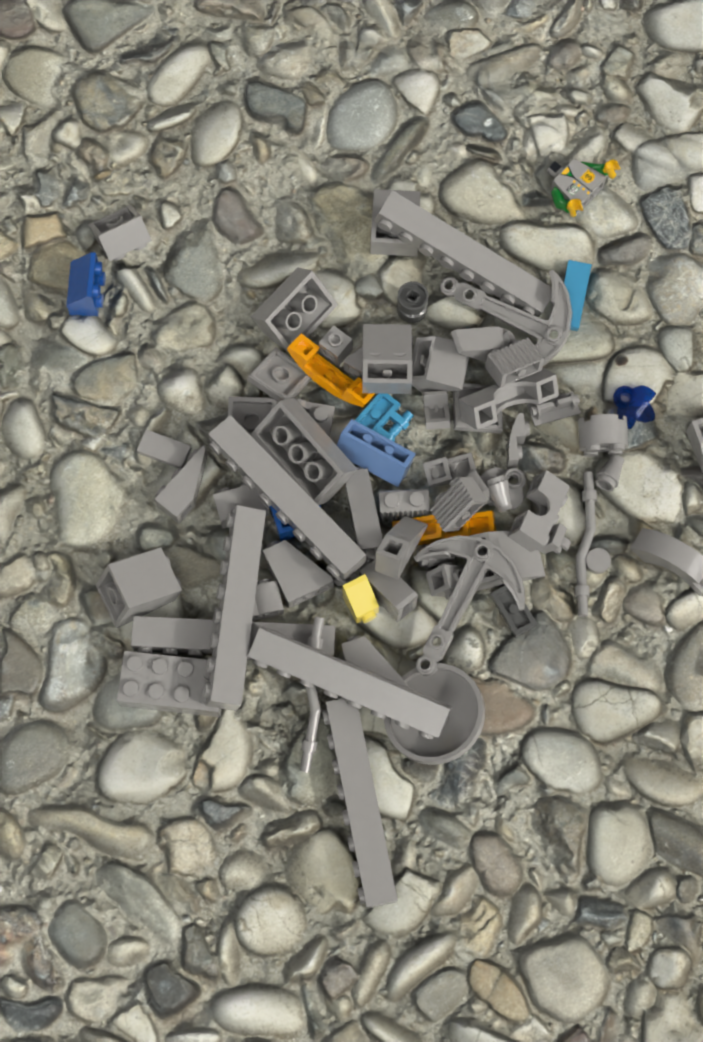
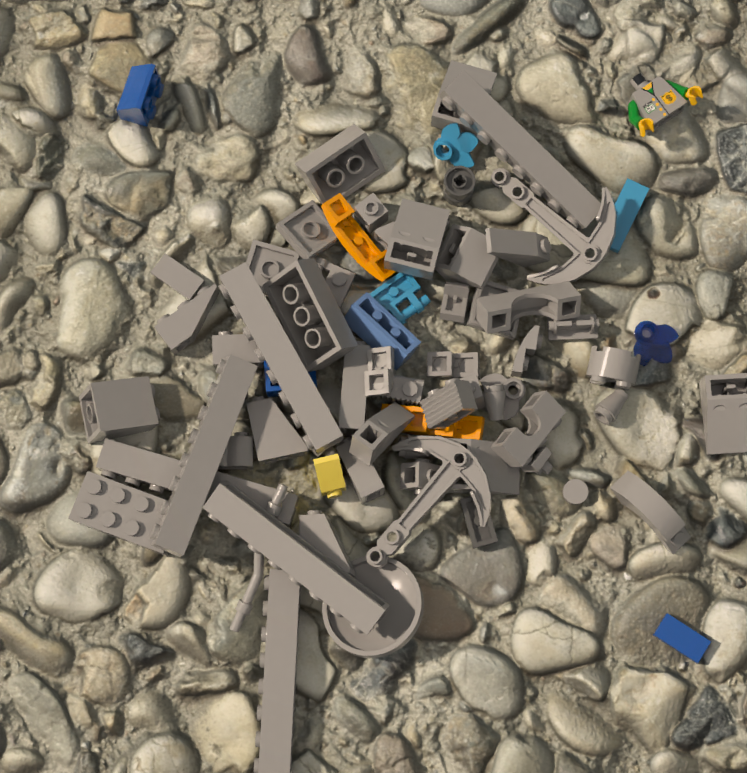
camera: 15 degrees right, 5 degrees up
(120, 233) = (188, 47): light grey slope -> none
(384, 488) = (380, 371): none -> light grey slope
(402, 263) = (459, 146): none -> dark azure plate
(514, 362) = (542, 273): light grey brick -> none
(582, 590) = (551, 517): light grey bar -> none

